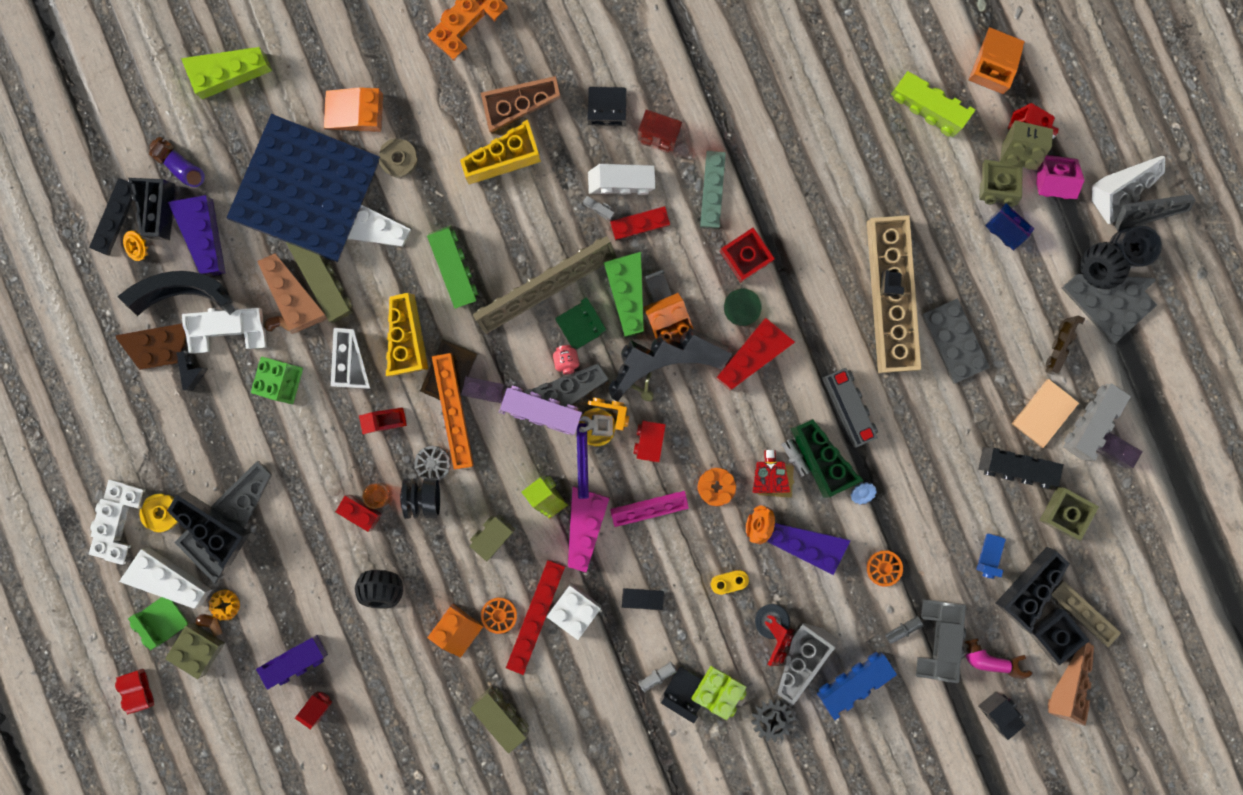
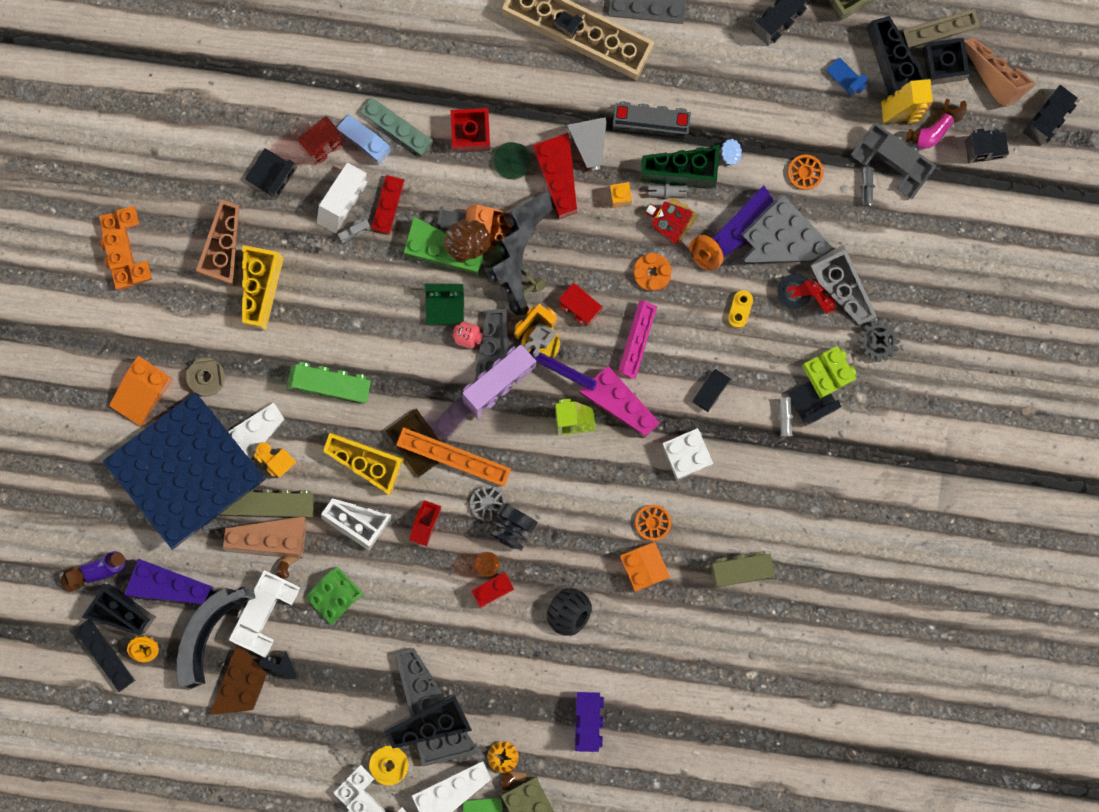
camera: 60 degrees left, 5 degrees down
(224, 70) = (38, 480): lime wedge -> none
(314, 709) = (639, 726): red slope -> none
(358, 263) = (277, 463): none -> light orange brick
(494, 535) = (582, 485): olive brick -> none
(535, 617) = (673, 492): red plate -> none
(545, 285) = (393, 314): dark tan plate -> none
(644, 311) = (467, 240): none -> reddish brown hair
(684, 168) = (364, 139): none -> light blue slope
(767, 419) = (620, 195): none -> light orange brick
(799, 364) = (589, 141): none -> light grey slope
(815, 583) = (783, 235): none -> wing
(855, 684) = (889, 251): blue wedge -> none
(1000, 627) = (909, 103): none -> yellow wedge
(1064, 756) = (1051, 115): none -> black wedge

